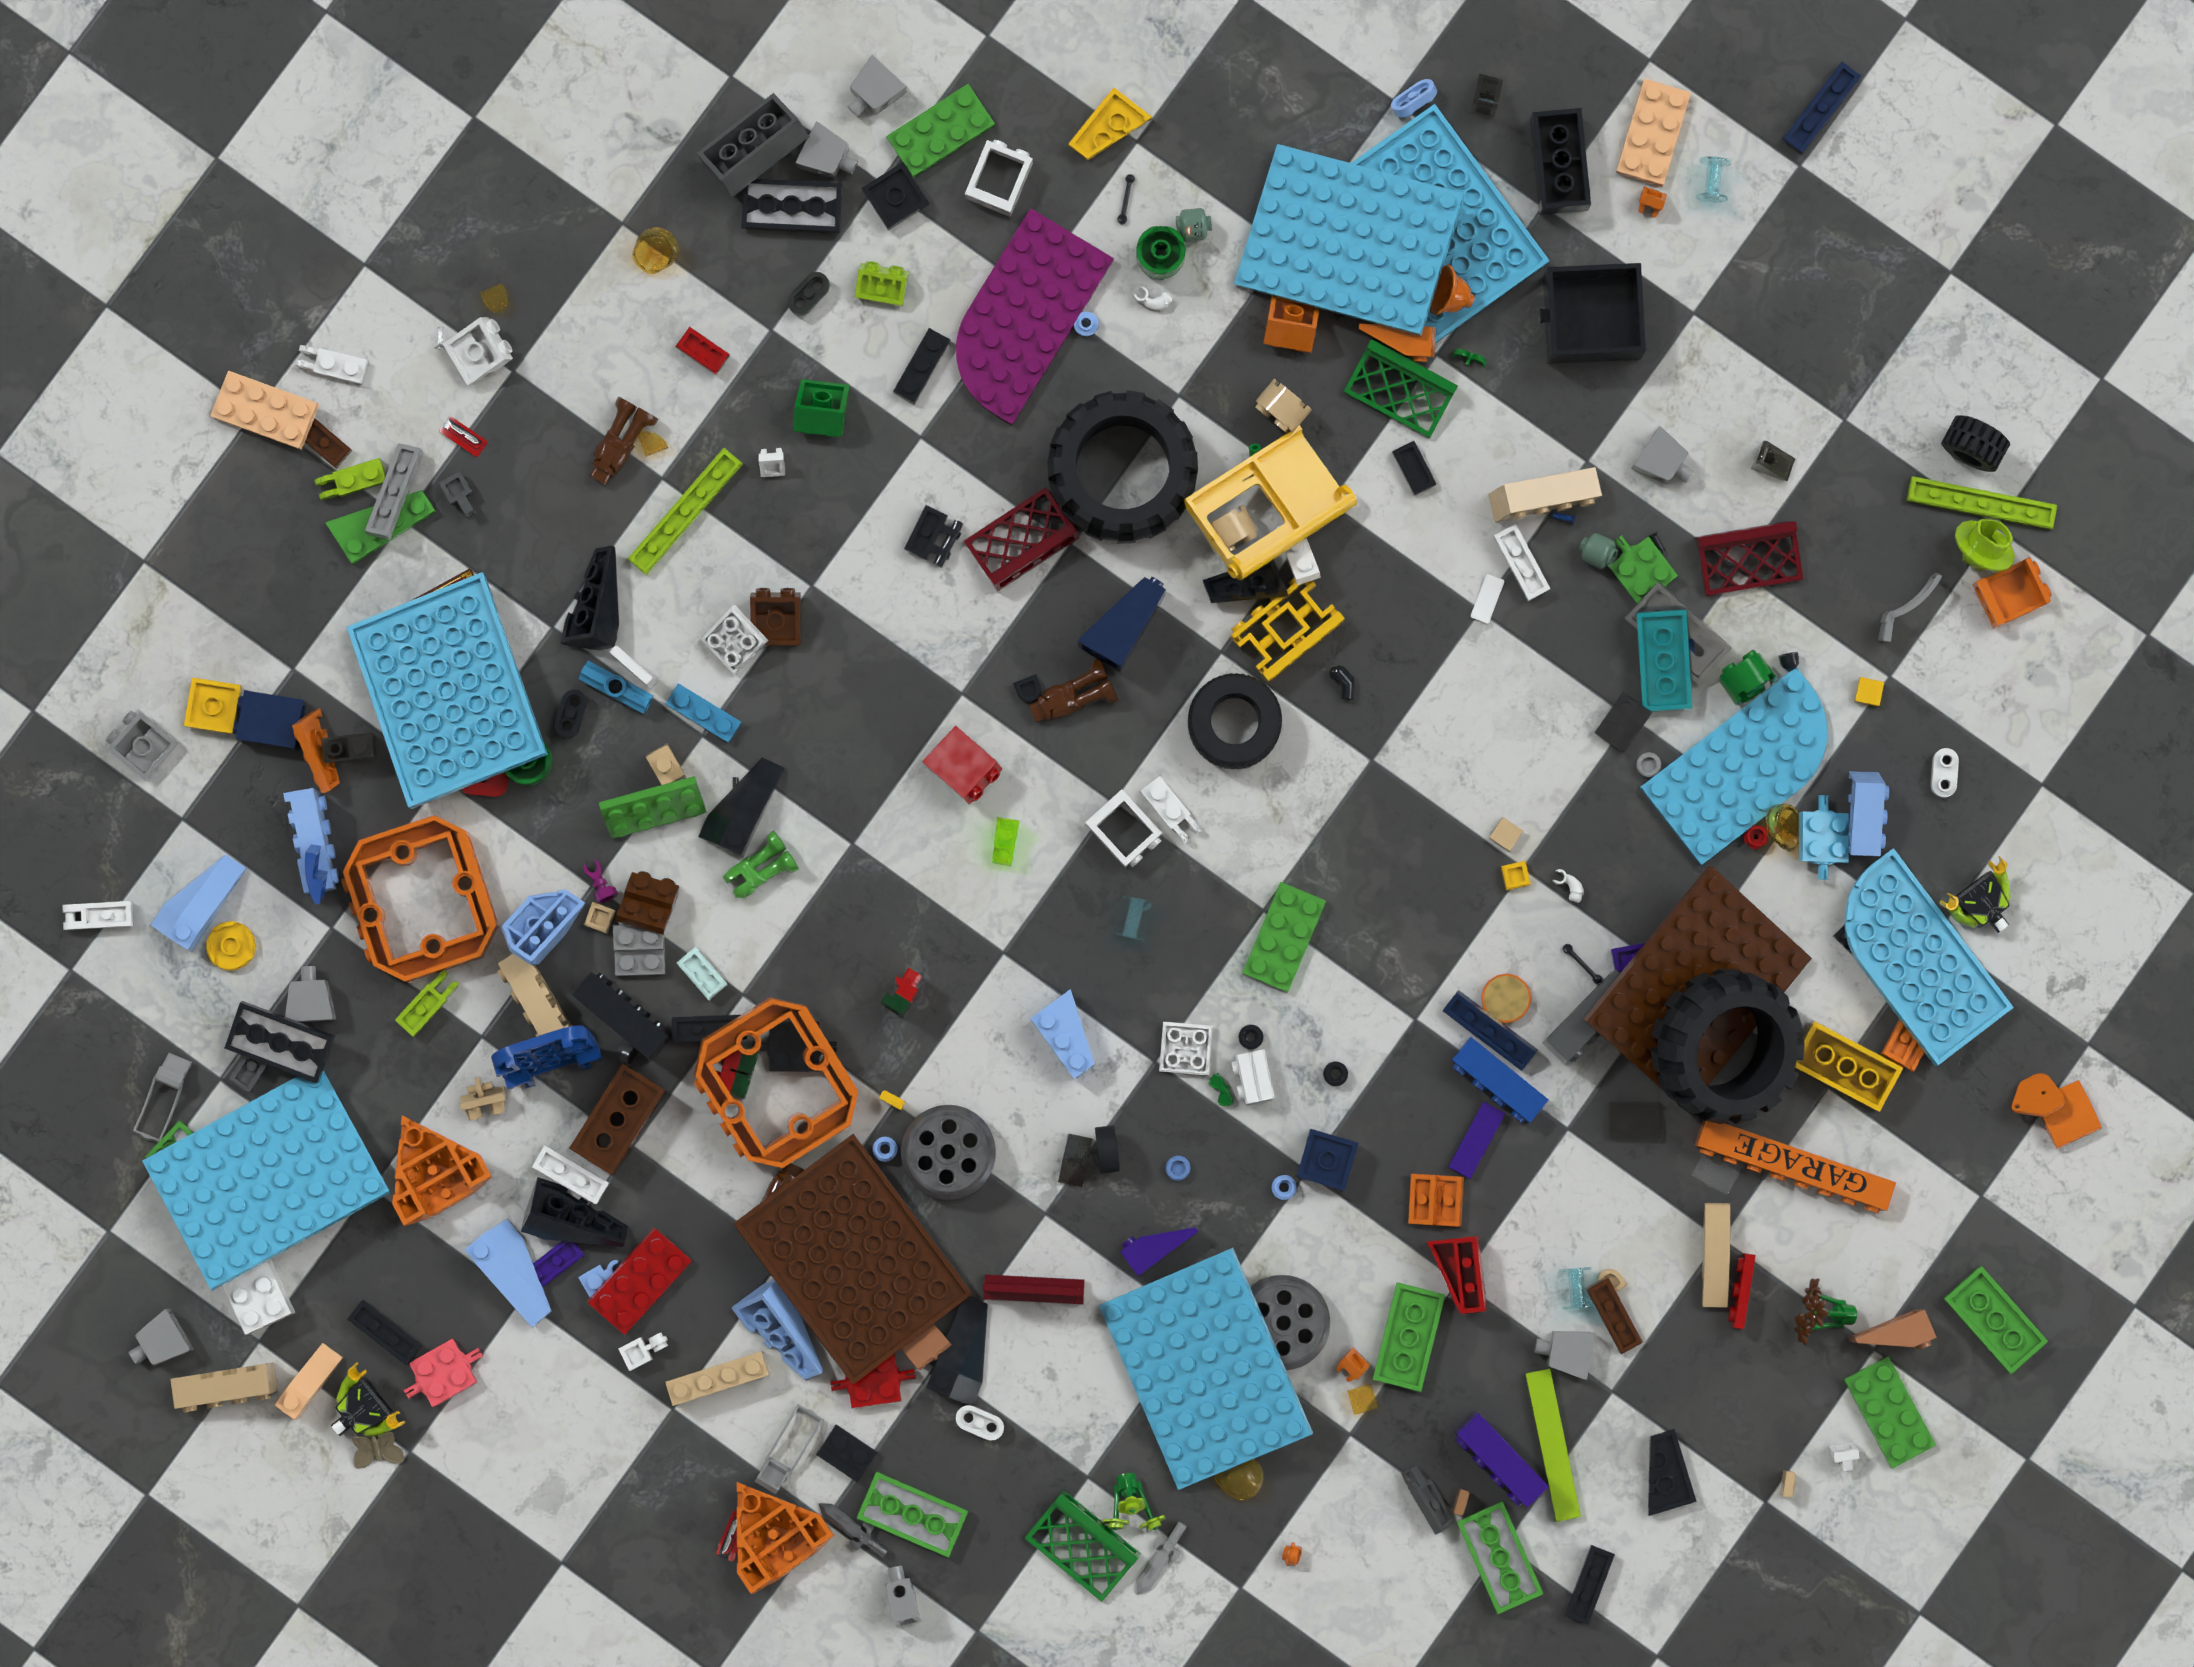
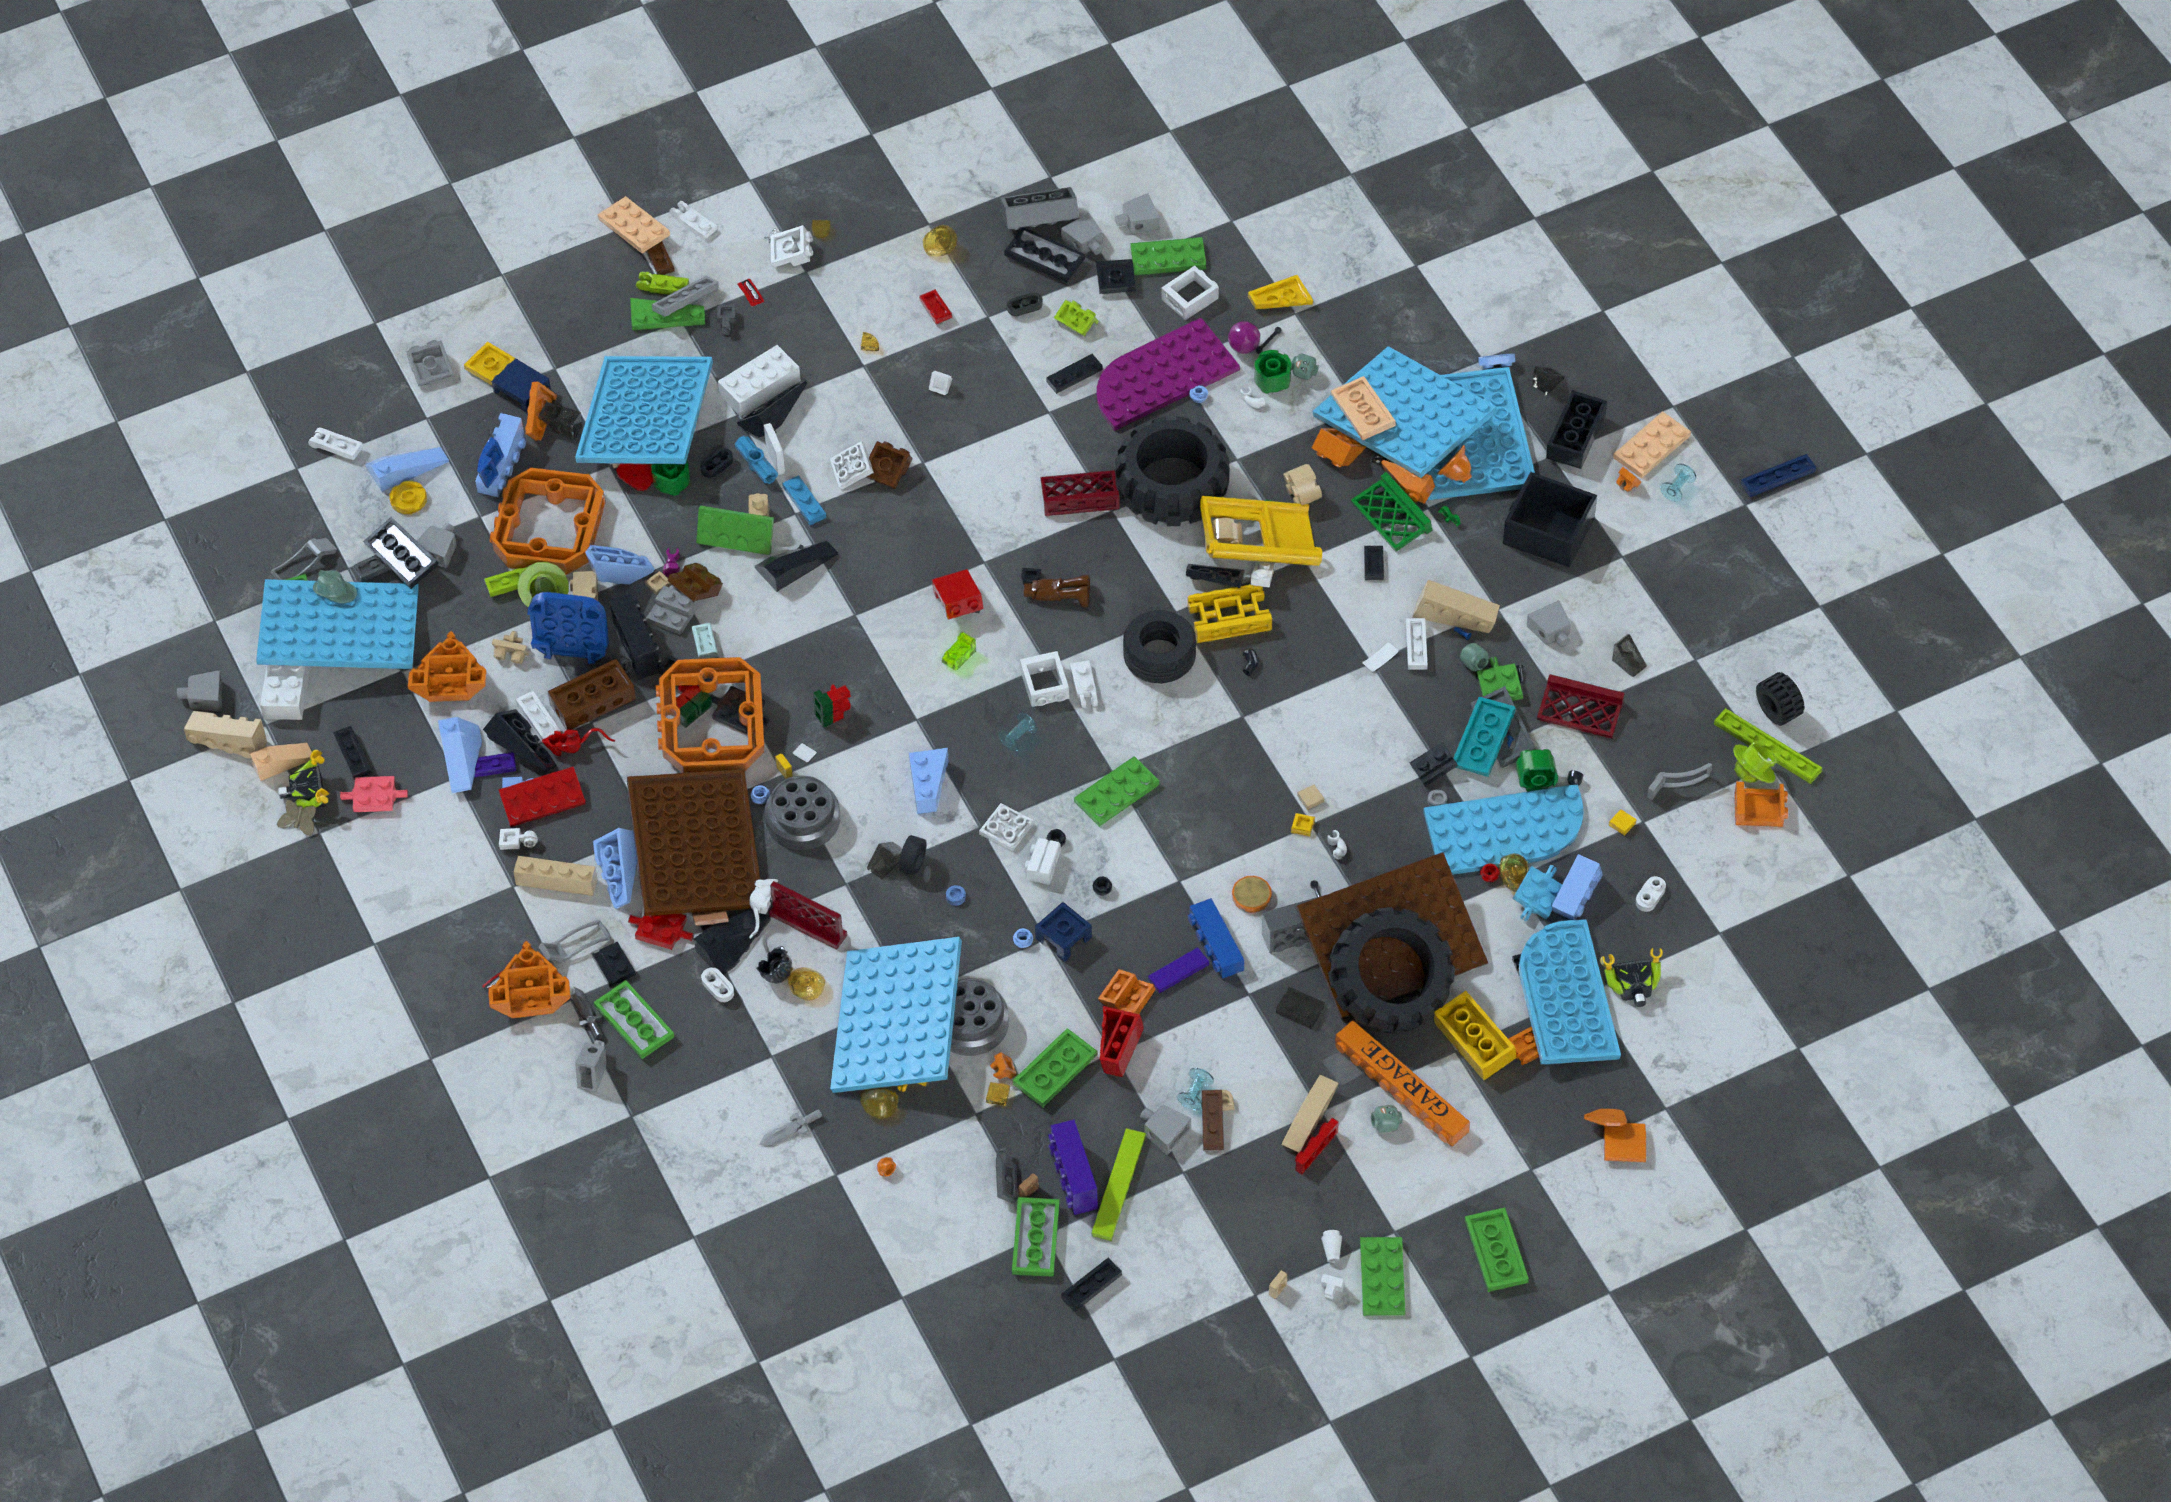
camera: 30 degrees right, 30 degrees down
(234, 1133) = (333, 587): none -> sand green piece
(474, 1001) = (541, 578): none -> lime helmet
(554, 571) = (759, 380): none -> white brick
(612, 451) = (842, 334): reddish brown piece -> none
(628, 1191) = (568, 741): none -> red animal
(685, 511) = (866, 387): lime tile -> none
(756, 878) = (771, 598): bright green piece -> none
(821, 408) = (991, 366): green slope -> none
(900, 1063) = (804, 752): none -> white sticker
(926, 533) = (1018, 461): black plate -> none
(970, 1296) = (761, 899): none -> white animal
(1035, 1372) = (777, 967): none -> black hair
(1075, 1368) = (806, 983): none -> clear yellow hat
(1100, 1532) = (753, 1081): green fence -> none
(1101, 219) = (1244, 337): none -> magenta piece
(1123, 625) = (1118, 559): dark blue slope -> none
(1127, 1487) = (794, 1070): plant -> none
(1150, 1249) = (907, 930): dark purple slope -> none
(1225, 1097) = (1015, 867): green piece -> none
(1302, 264) = (1363, 408): none -> light nougat plate
(1490, 1030) = (1228, 905): dark blue plate -> none
(1668, 1476) = (1192, 1241): black wing -> none
(1801, 1219) = (1386, 1118): none -> sand green head
(1819, 1404) = (1332, 1245): none -> white cone
(1840, 1314) = (1382, 1192): plant -> none
(1907, 1330) = (1413, 1216): nougat slope -> none

